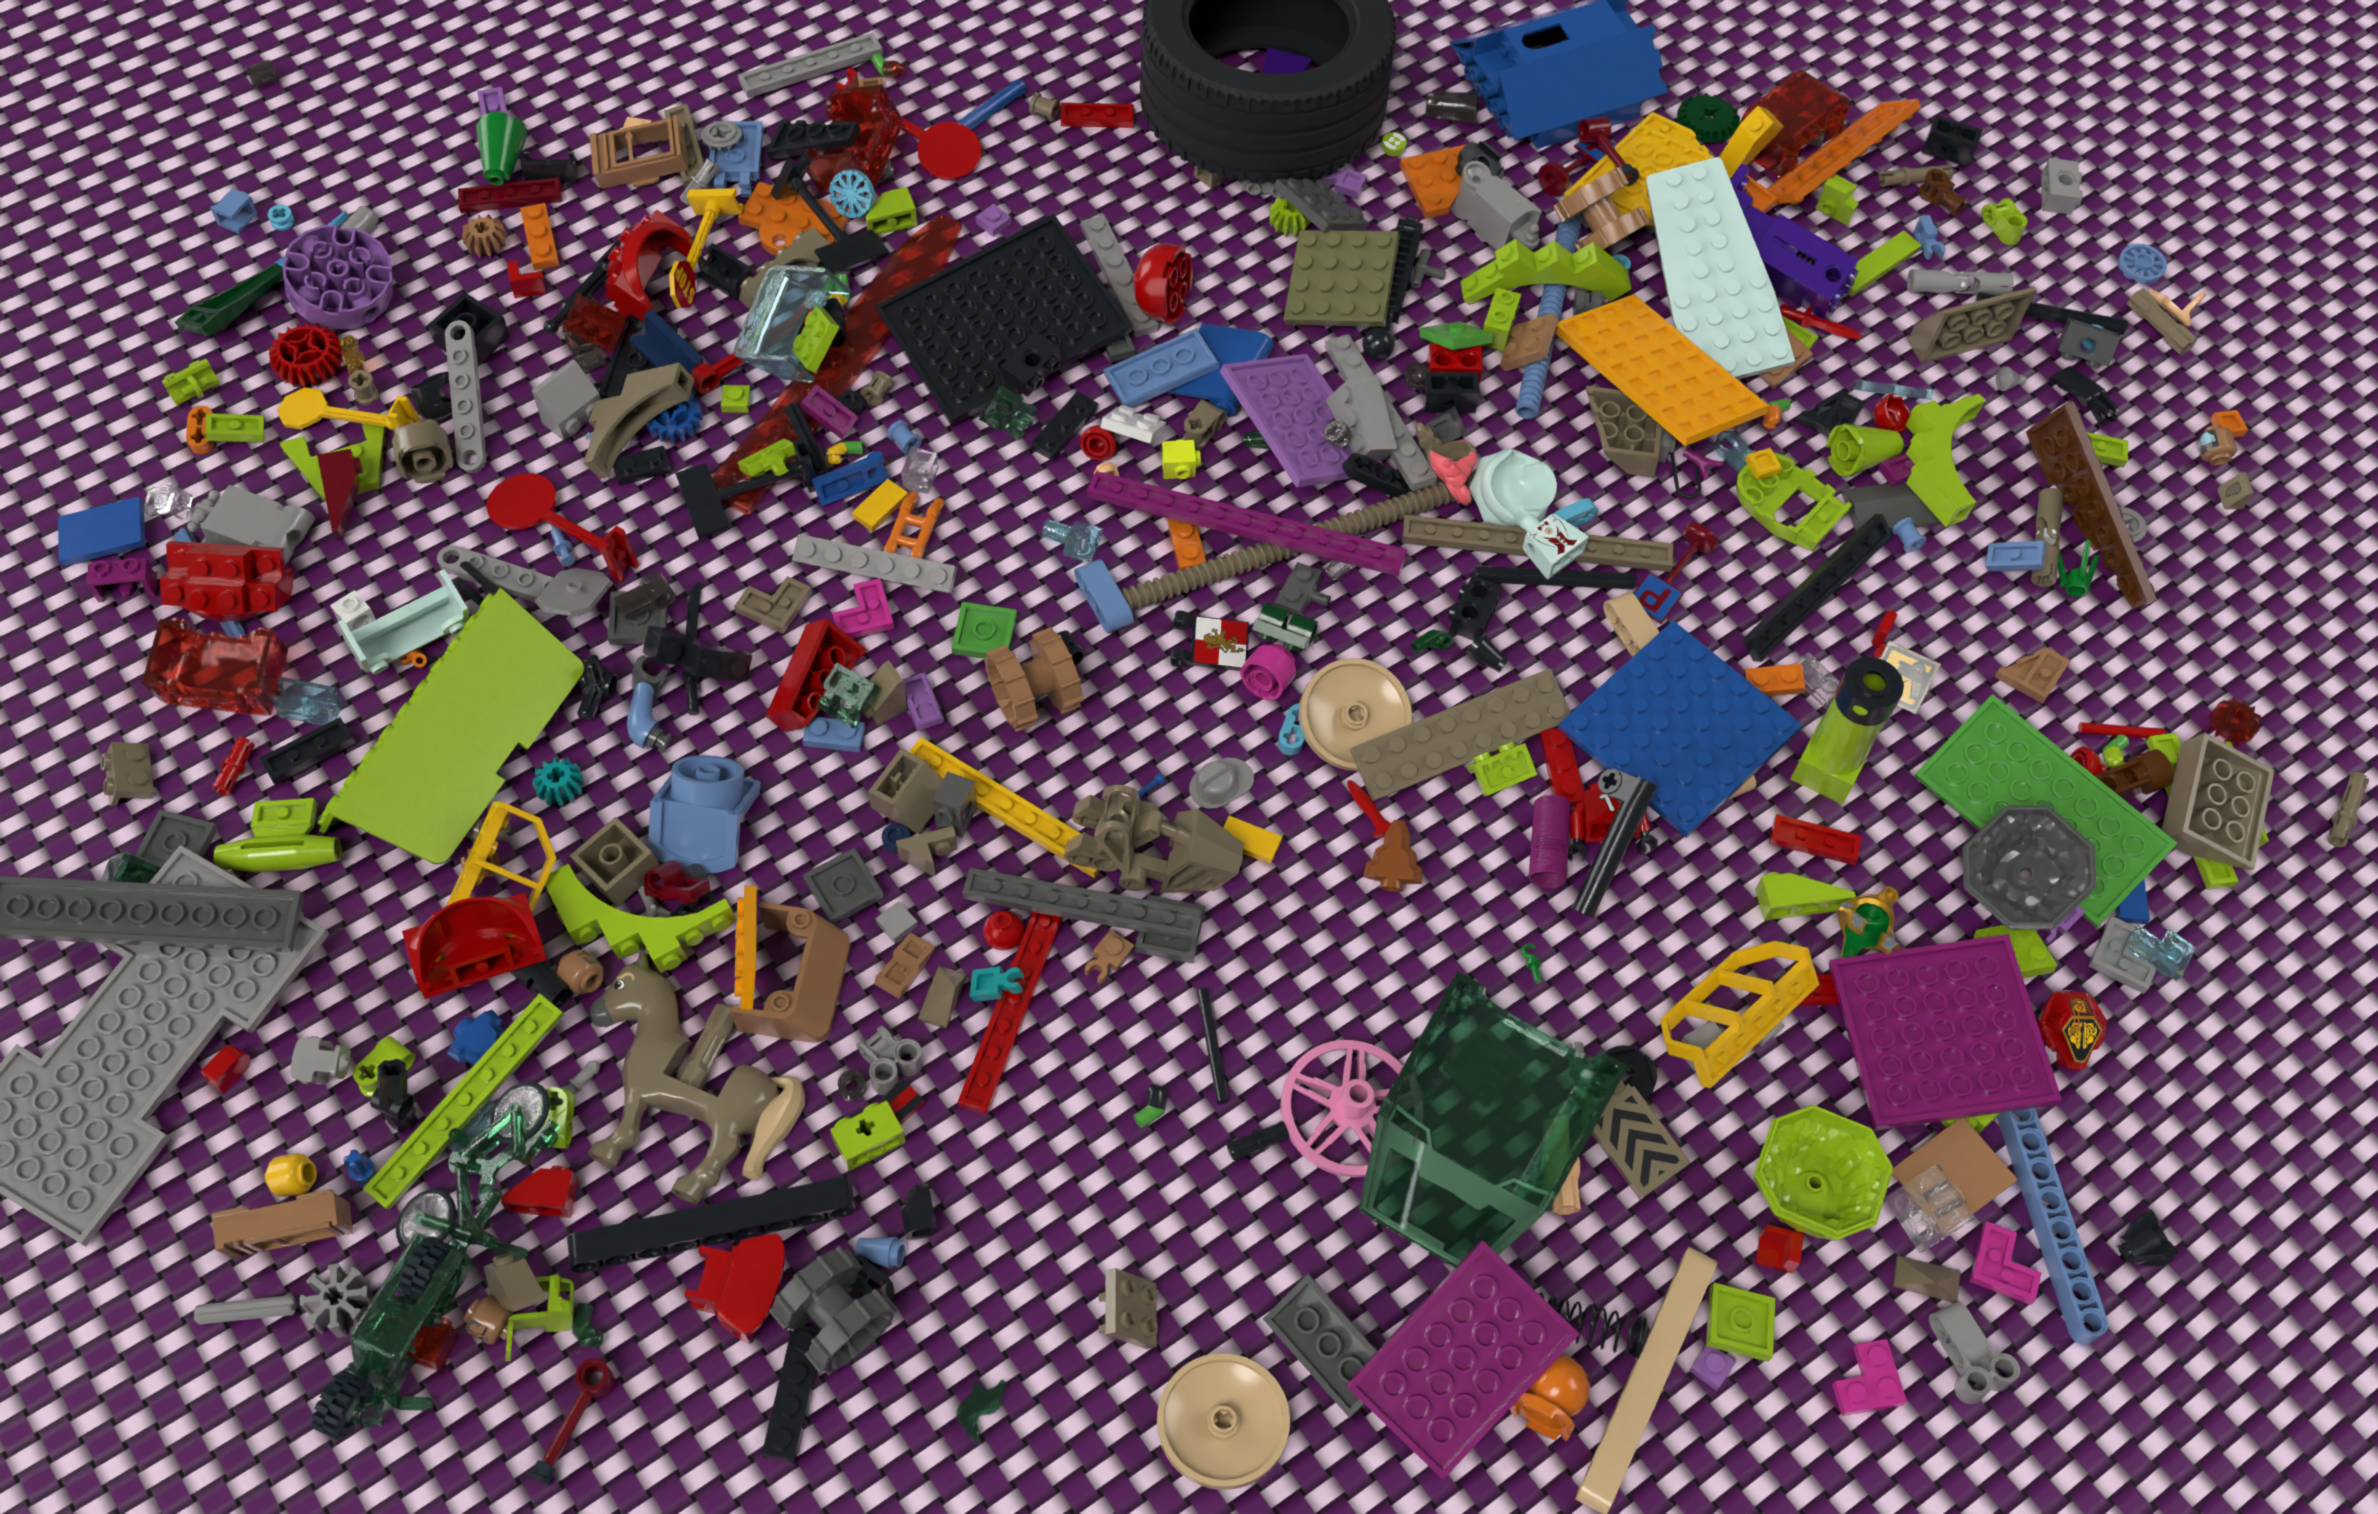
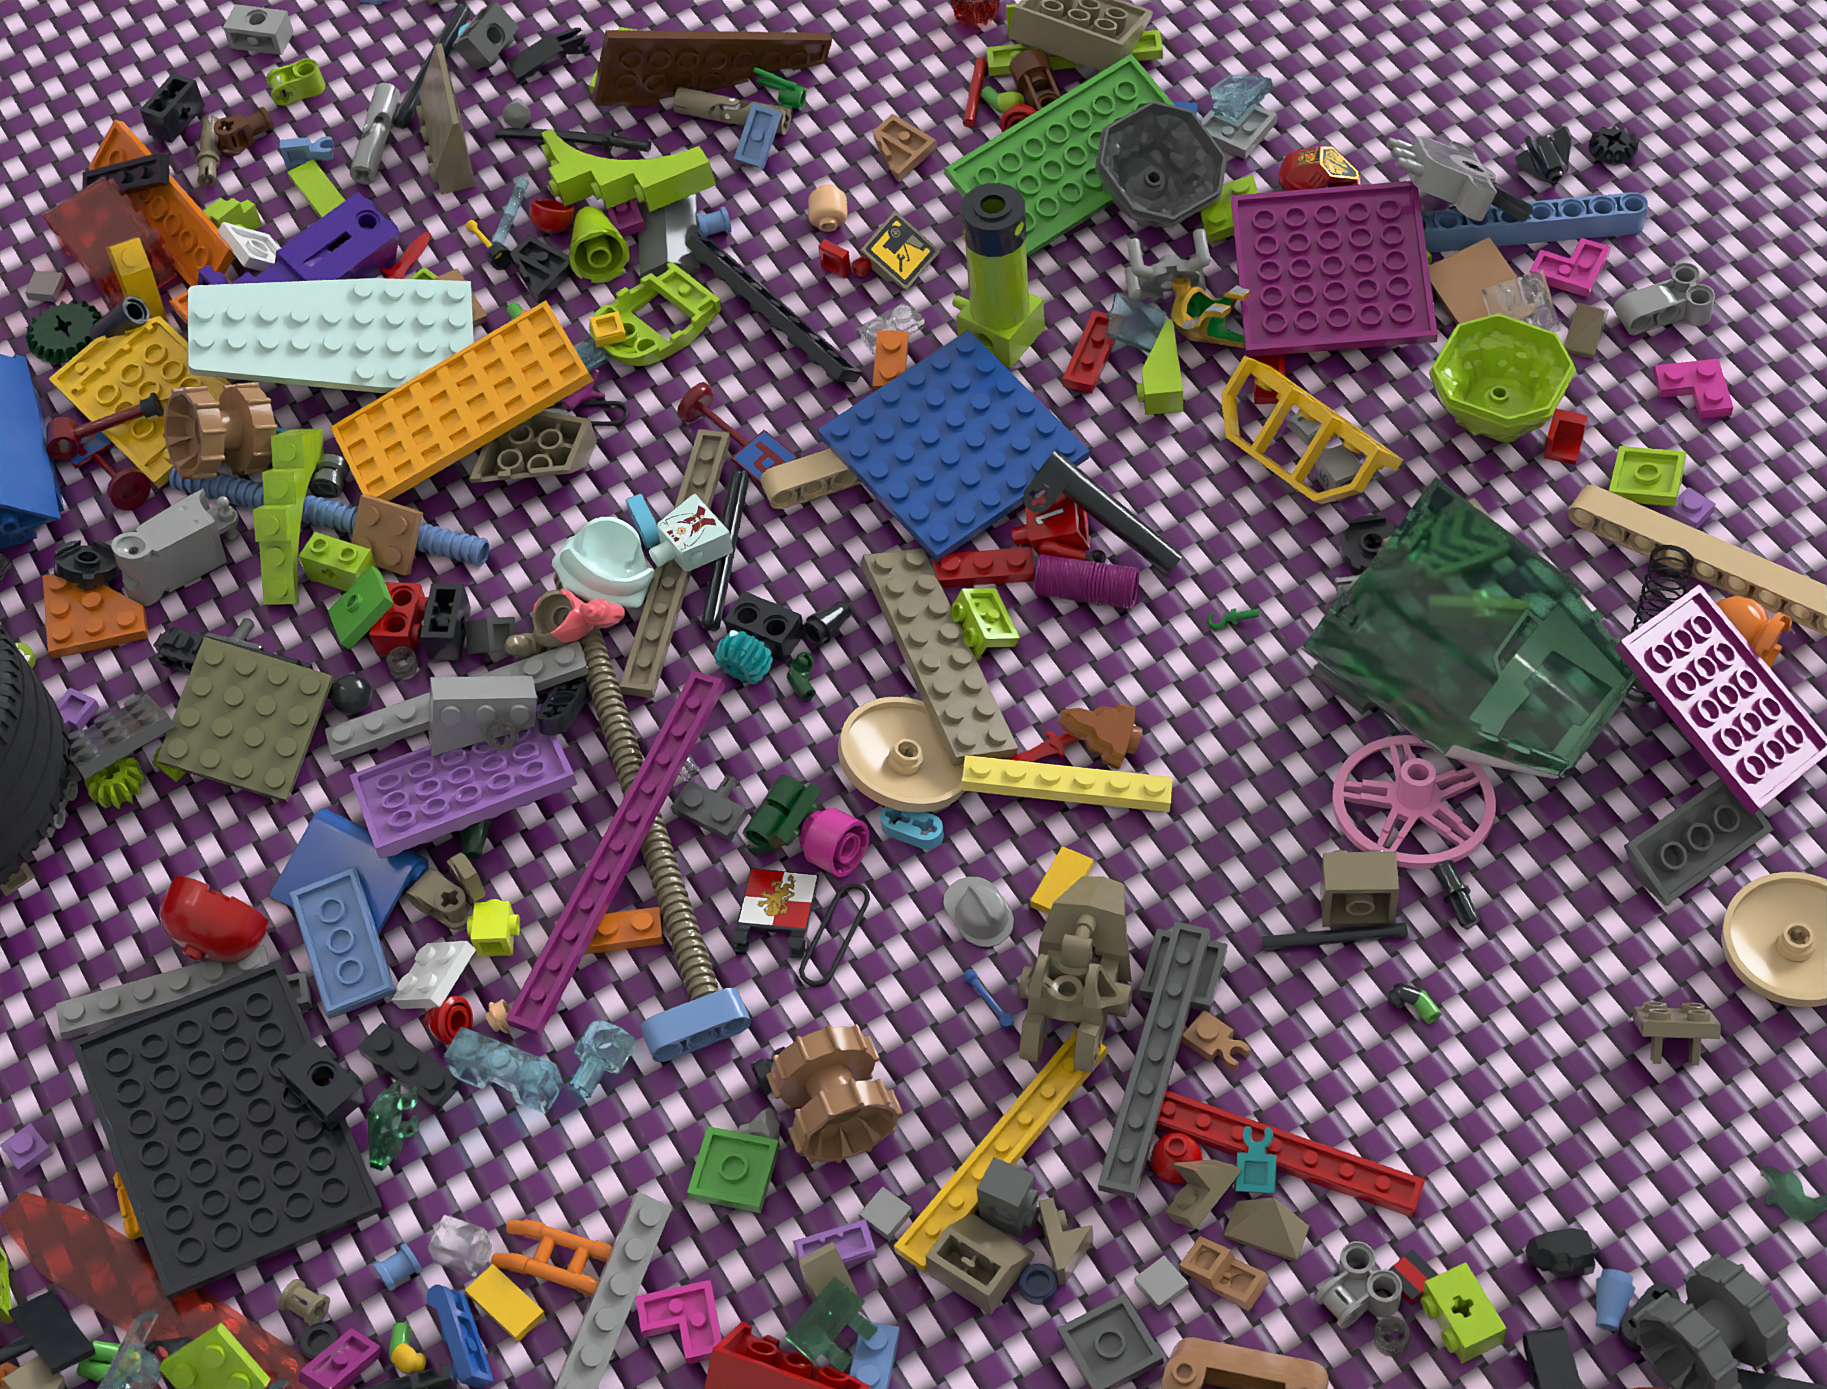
camera: 75 degrees left, 5 degrees down
(952, 733) = (885, 1213): none -> light grey tile
(974, 944) = (1205, 1186): none -> dark tan slope
(1021, 648) = (763, 1125): none -> light grey rock
(1062, 467) = (526, 1076): none -> clear light blue arch
(1192, 694) = (821, 929): none -> black piece
(1208, 432) = (466, 877): none -> dark tan tile
(1248, 1053) = (1359, 888): none -> dark tan brick
(1341, 836) = (1067, 783): none -> light yellow plate
(1439, 593) = (743, 657): none -> teal gear
(1720, 142) = (125, 316): none -> black pin
(1749, 95) = (45, 286): none -> light grey tile
(1809, 211) = (251, 247): none -> white tile
(1845, 382) = (497, 254): none -> black hinge
(1854, 869) = (1134, 322): none -> clear light blue piece
(1861, 120) = (133, 174): none -> black plate
(1901, 879) = (1155, 279): none -> light grey plate
(1944, 619) = (827, 207): none -> light nougat head
(1992, 448) = (607, 140): none -> black sword
(2077, 1135) = (1455, 176): none -> light grey piece
(2173, 1317) = (1617, 153): none -> black gear

